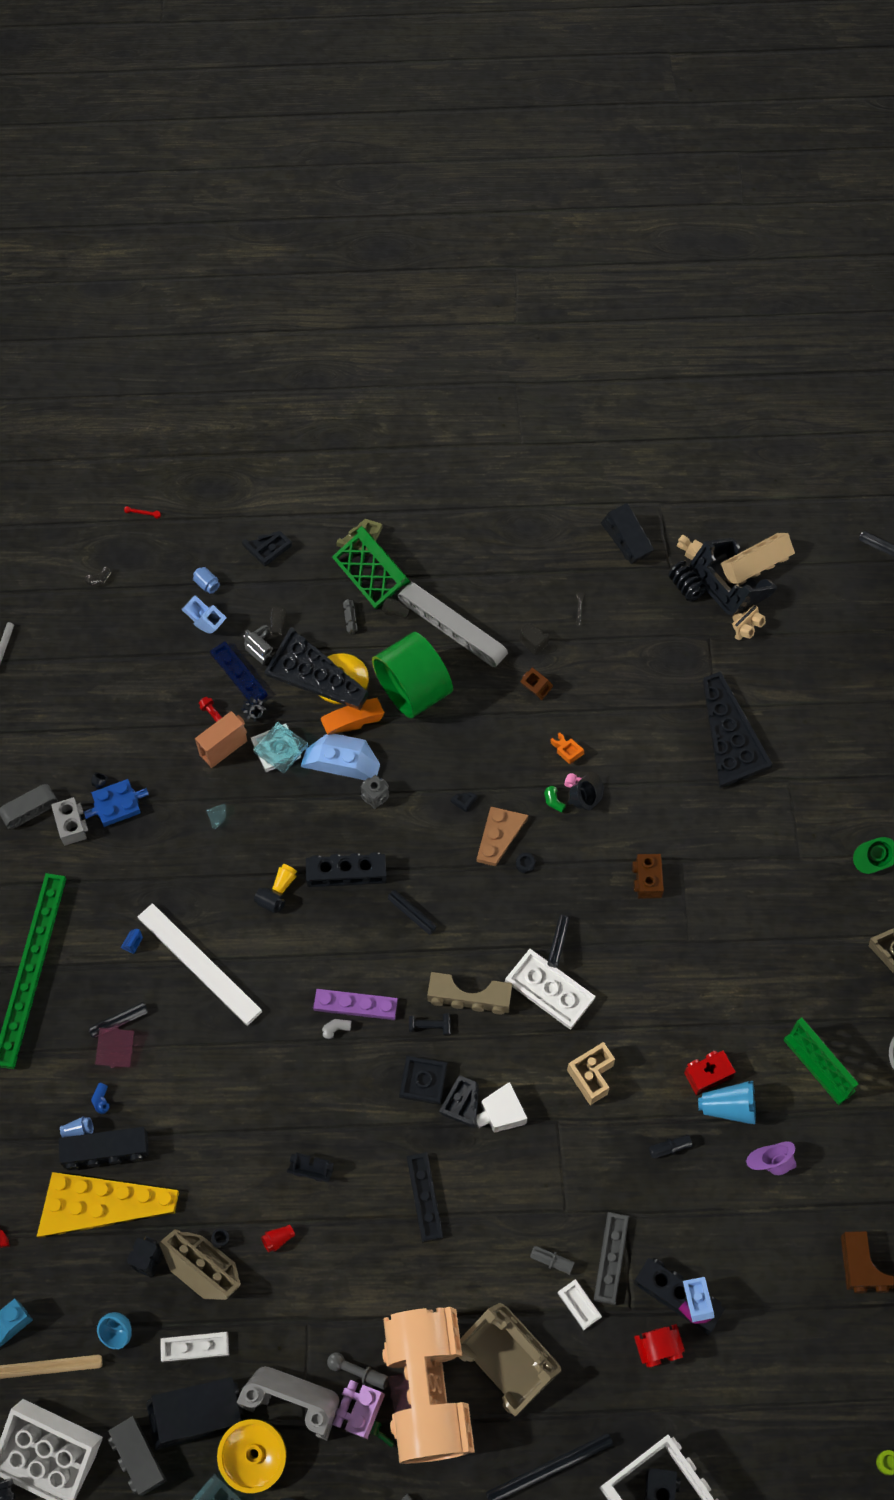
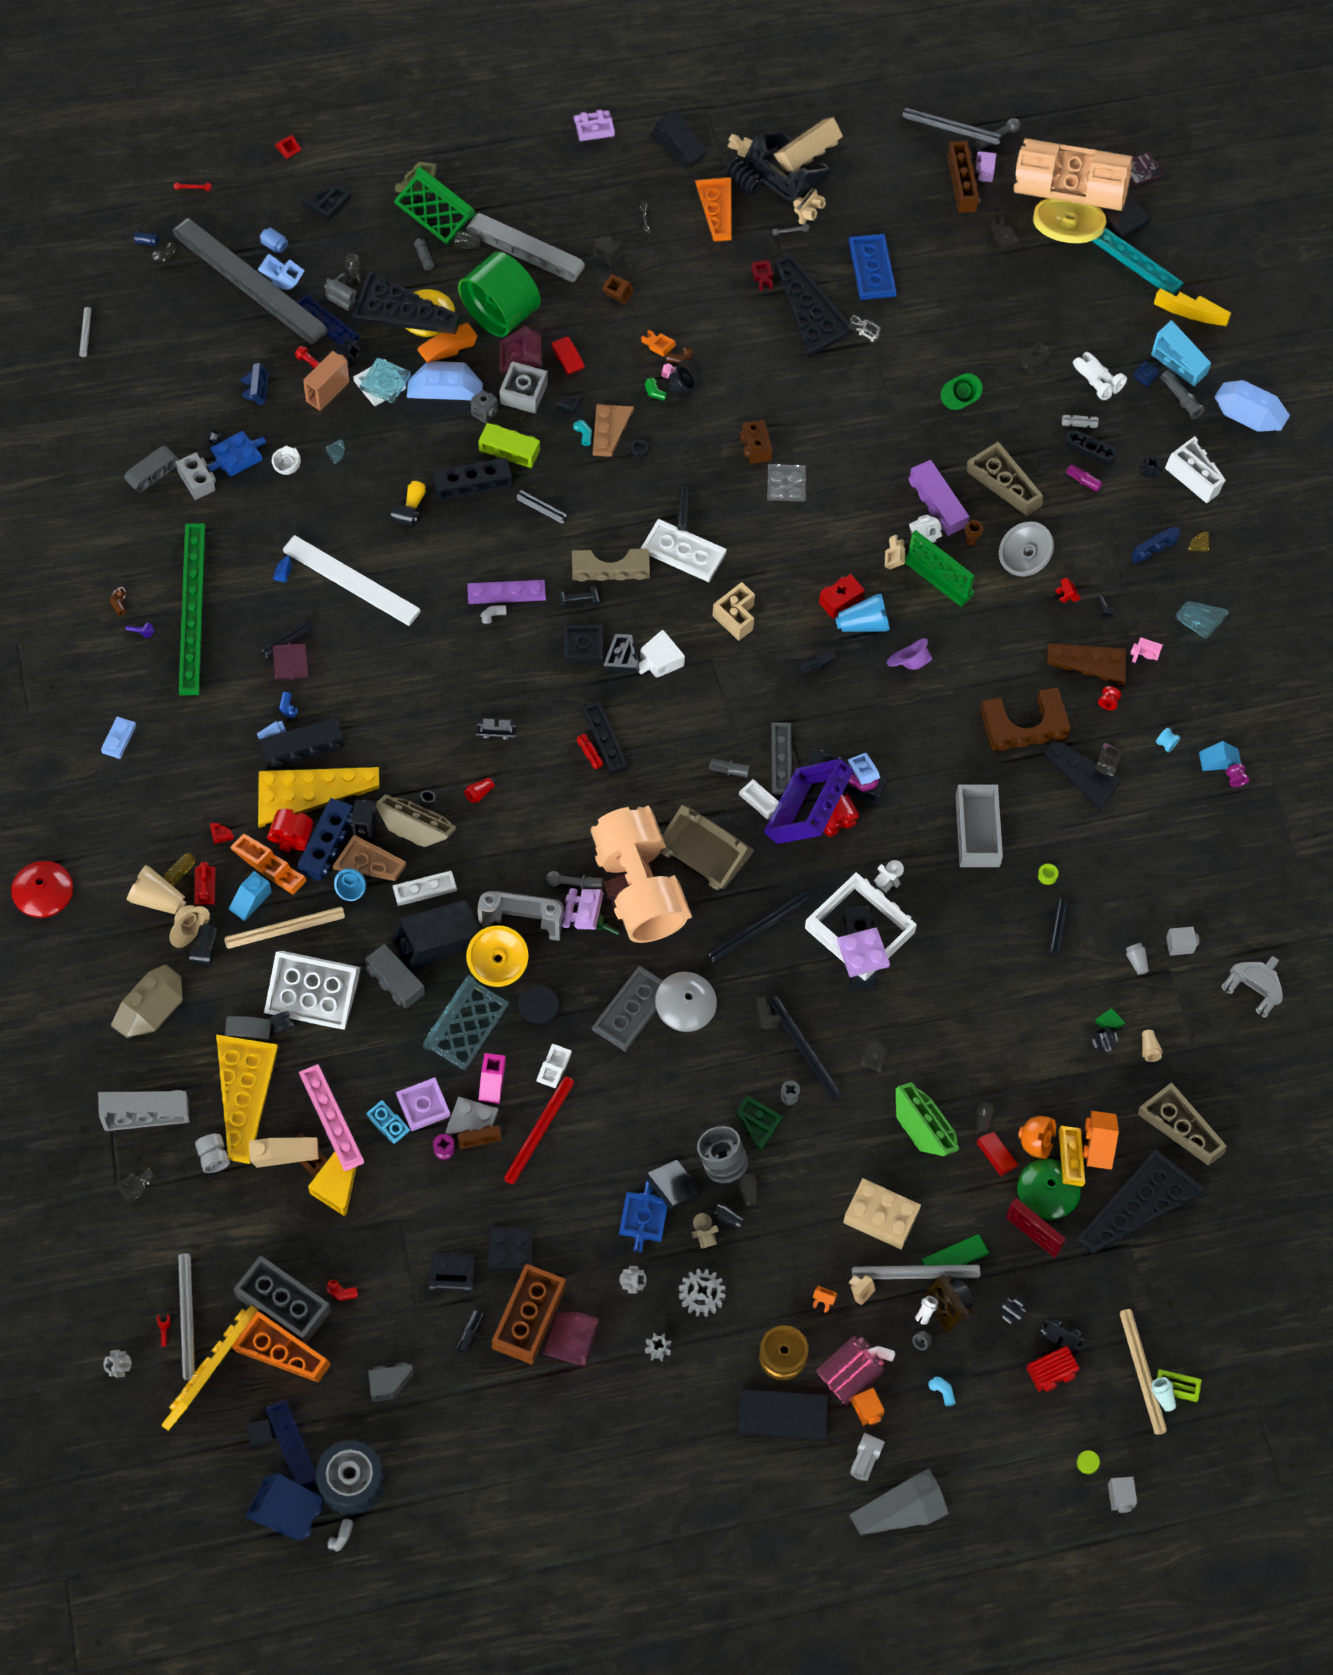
camera: 15 degrees left, 0 degrees up
(36, 1286) = (268, 864): none -> orange slope
(65, 1254) = (290, 830): none -> red brick
(87, 561) = (145, 238): none -> dark blue pin
(90, 1274) = (334, 812): none -> dark blue brick
(142, 1302) = (369, 860): none -> medium nougat wing
(156, 728) = (258, 380): none -> dark blue tile
(162, 819) = (286, 460): none -> white hair
(173, 620) = (250, 281): none -> dark grey beam
(243, 485) = (288, 146): none -> red slope
(392, 838) = (509, 445): none -> lime brick
(405, 1211) = (590, 751): none -> red axle
(418, 777) = (523, 387): none -> light grey brick
(424, 737) = (522, 348): none -> clear pink slope
(471, 747) = (568, 355): none -> red slope
(474, 834) = (586, 431): none -> teal arm
(546, 508) = (594, 125): none -> lavender plate
(592, 766) = (675, 358): none -> reddish brown arm
(613, 1316) = (780, 825): none -> dark purple window
(654, 609) = (717, 205): none -> orange wing
(672, 928) = (786, 482): none -> clear plate
(688, 687) = (763, 273): none -> dark red plate
(707, 1435) = (889, 876): none -> white hips
(740, 644) = (805, 228): none -> dark grey hinge
(776, 1031) = (896, 554): none -> tan plate
(786, 767) = (866, 328): none -> clear smoke plate
(803, 697) = (872, 266): none -> blue tile
(814, 1009) = (928, 527): none -> white brick
(818, 1390) = (979, 826): none -> light grey piece
(833, 973) = (938, 497): none -> medium lavender brick
(865, 1021) = (973, 531): none -> reddish brown cone

